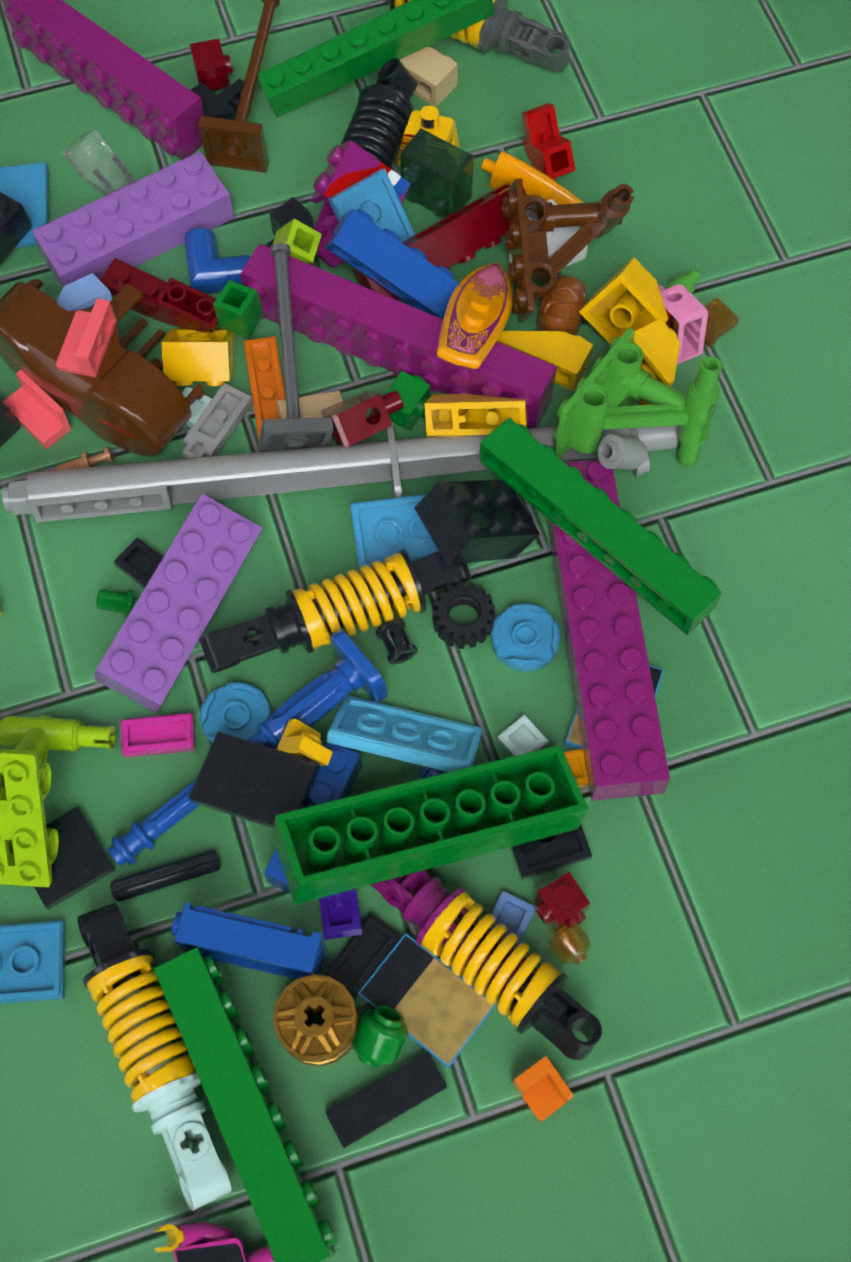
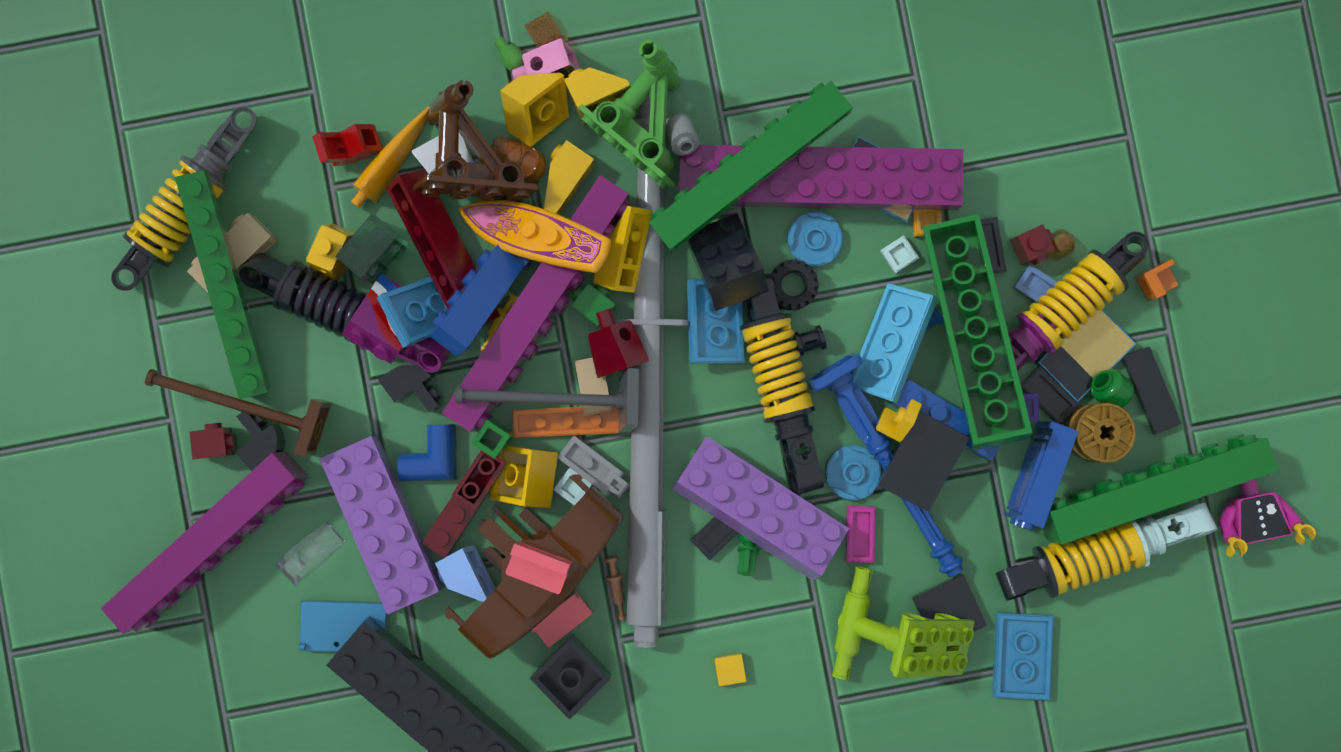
camera: 80 degrees left, 20 degrees up
(165, 875) = (972, 535): black axle -> none
(300, 238) = (442, 382): lime brick -> none

